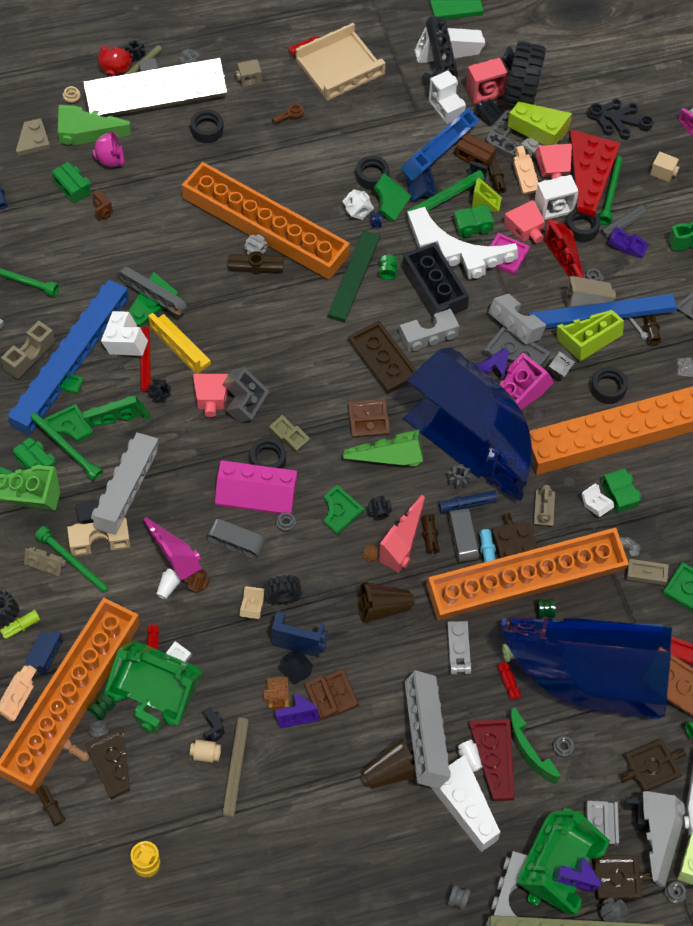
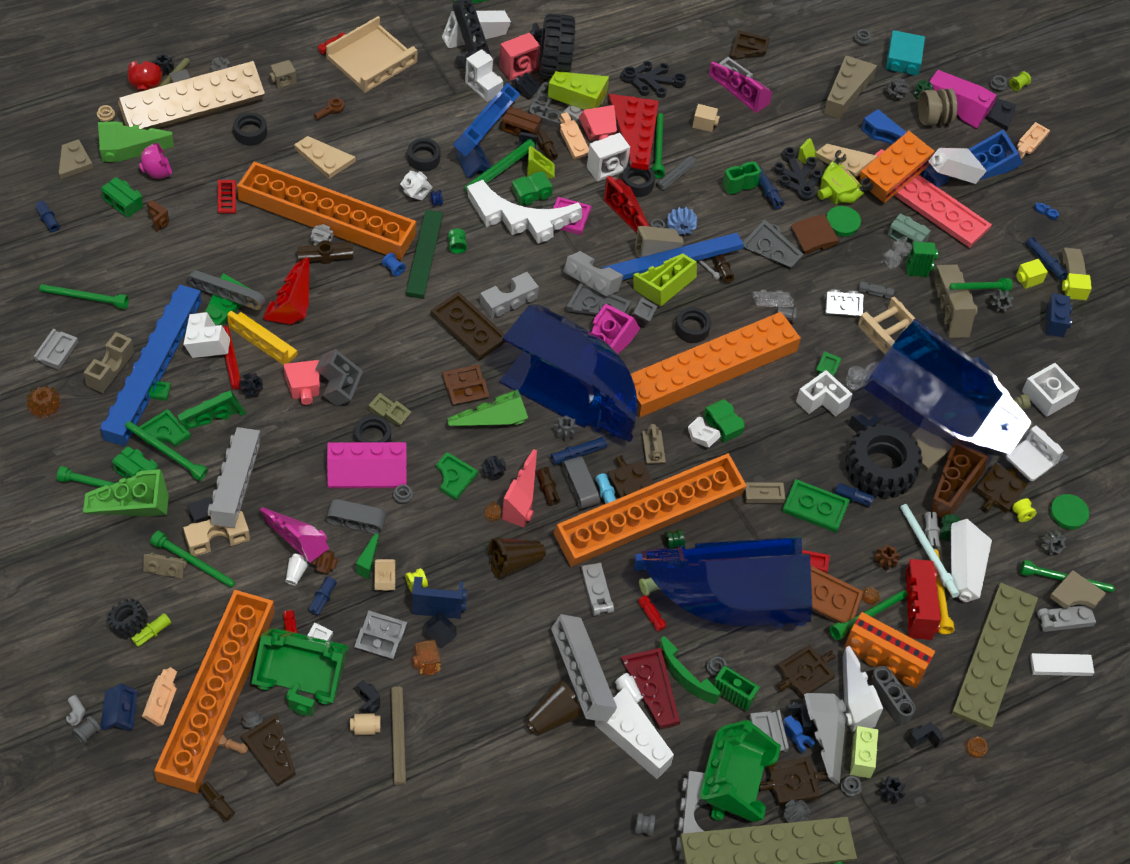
camera: 15 degrees left, 5 degrees down
(44, 651) = (181, 652): dark blue panel -> none
(101, 705) = (250, 697): dark green wheel -> none
(145, 859) = (325, 837): yellow wheel -> none
(172, 181) = (226, 185): none -> red slope
(188, 614) = (322, 595): none -> dark blue axle
(216, 304) = (292, 297): none -> red wedge
(236, 586) = (366, 560): none -> green slope
(238, 662) = (381, 635): none -> flat silver slope
(274, 163) = (324, 157): none -> tan wing
(283, 590) = (413, 557): black tyre -> none
(285, 607) = (410, 578): none -> neon yellow wheel
(302, 713) = (456, 672): dark purple slope -> none
(320, 283) = (393, 264): none -> blue bush
(332, 694) = (481, 651): reddish brown slope -> none
(391, 197) = (447, 174): green tile -> none
(435, 280) = (506, 247): black brick -> none
(499, 358) = (583, 313): dark purple slope -> none
(525, 222) = (583, 184): coral torso -> none
(577, 772) = (736, 688): none -> green brick
(581, 878) = (758, 784): dark purple slope -> none
(618, 274) = (682, 220): none -> medium blue gear
(628, 244) = (688, 193): dark purple slope -> none
(628, 826) = (794, 732): none -> blue plate
(632, 545) = (747, 471): clear arm -> none

